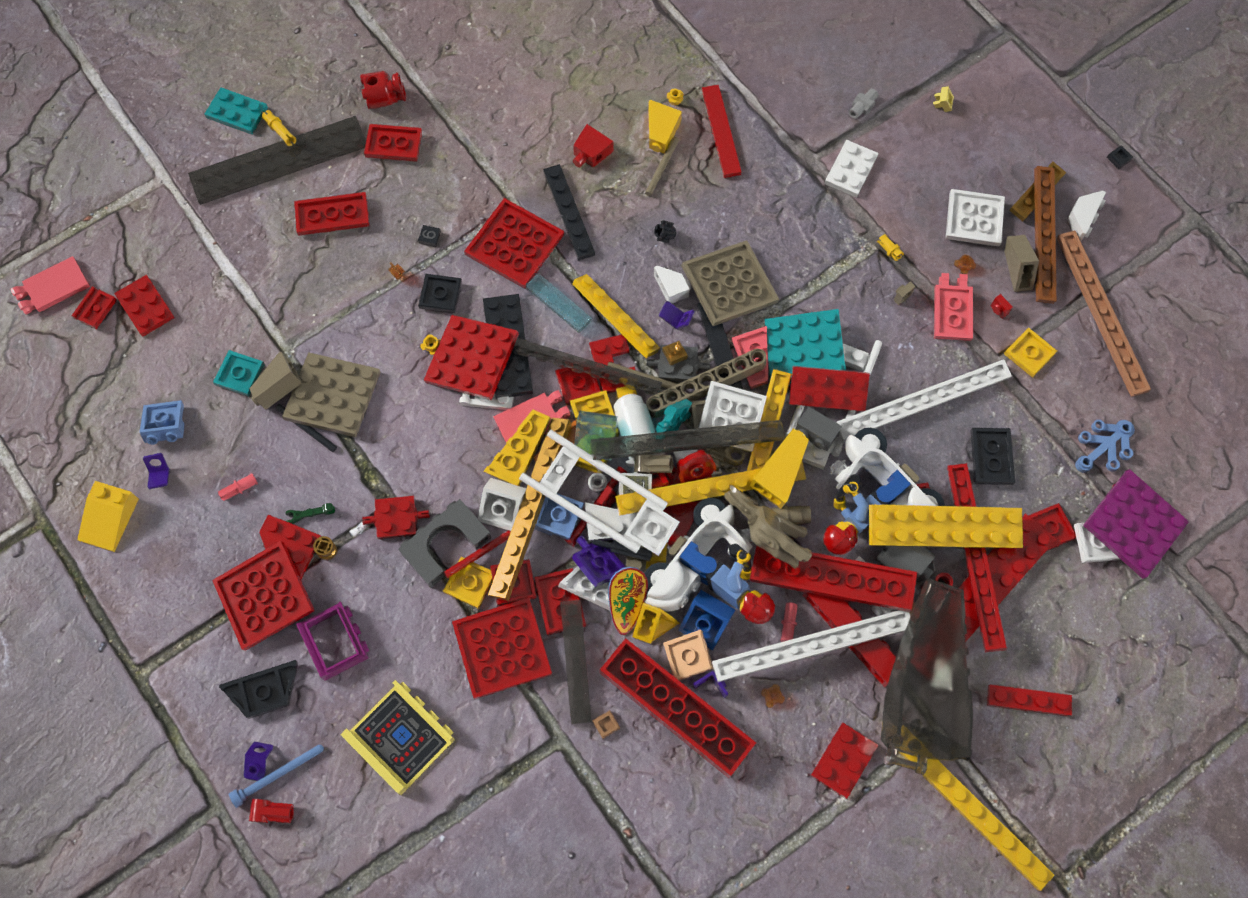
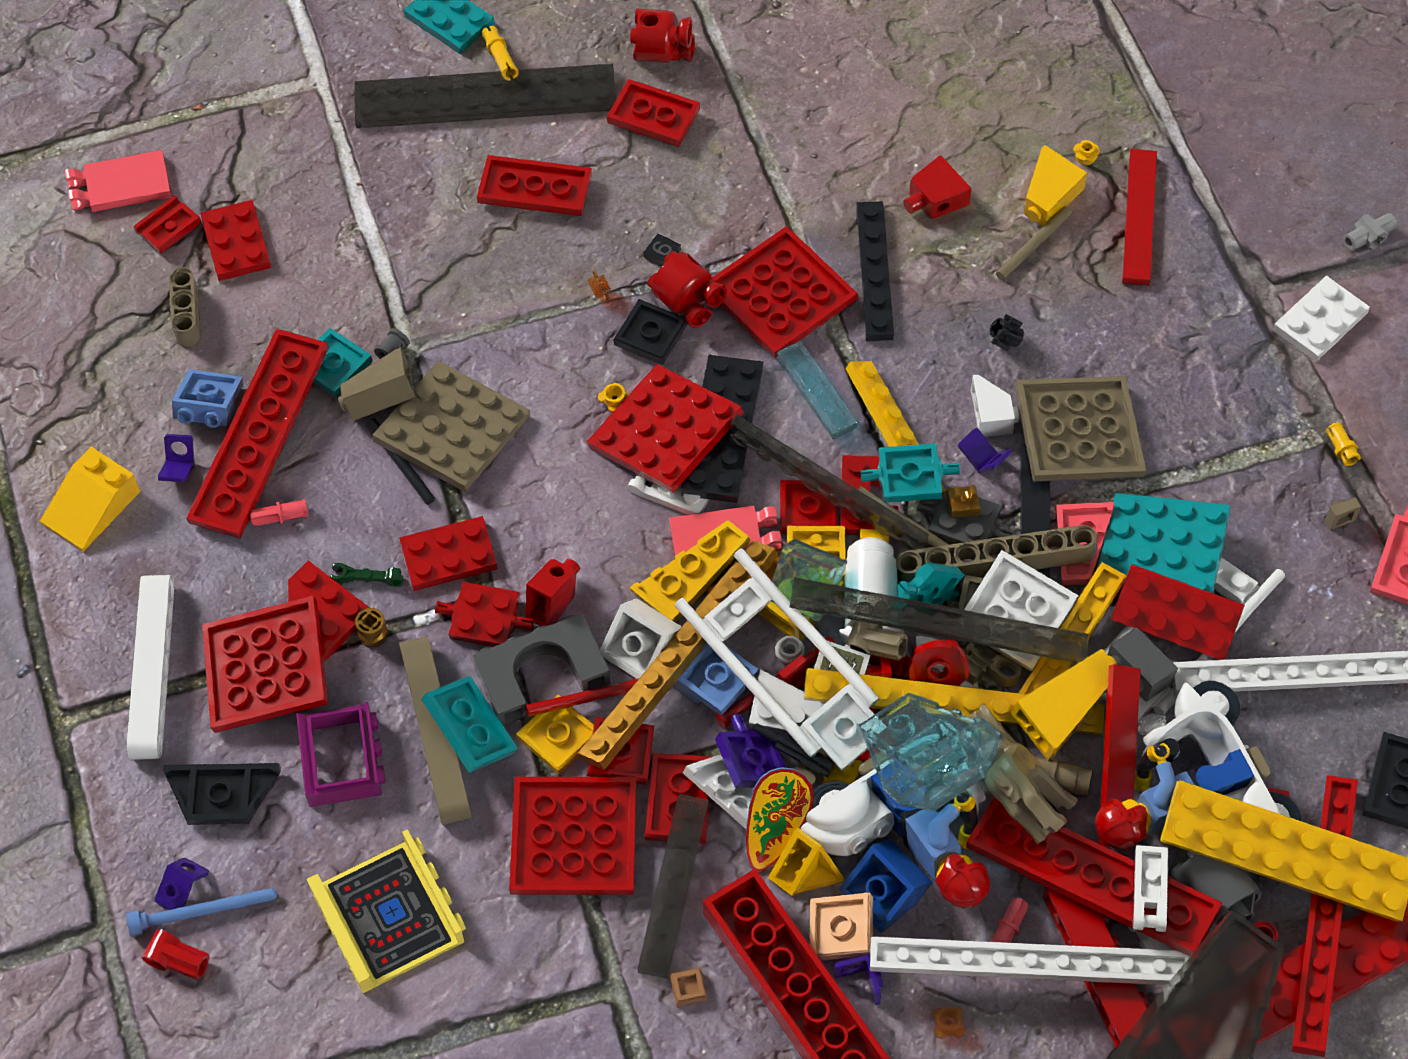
camera: 20 degrees right, 10 degrees down
(121, 356) = (184, 307): none -> dark tan beam
(187, 619) = (150, 667): none -> white beam
(205, 437) = (257, 433): none -> red plate
(275, 347) = (394, 341): none -> dark grey bush
(358, 481) = (448, 553): none -> red plate
(390, 605) = (440, 755): none -> dark tan beam
(411, 596) = (469, 724): none -> teal plate
(434, 489) = (551, 591): none -> red torso
(452, 257) = (684, 286): none -> red piece
(637, 344) = (910, 472): none -> teal plate
(711, 532) = (928, 751): none -> clear light blue wedge
(821, 482) = (1120, 735): none -> red tile
(872, 576) = (1150, 887): none -> white plate

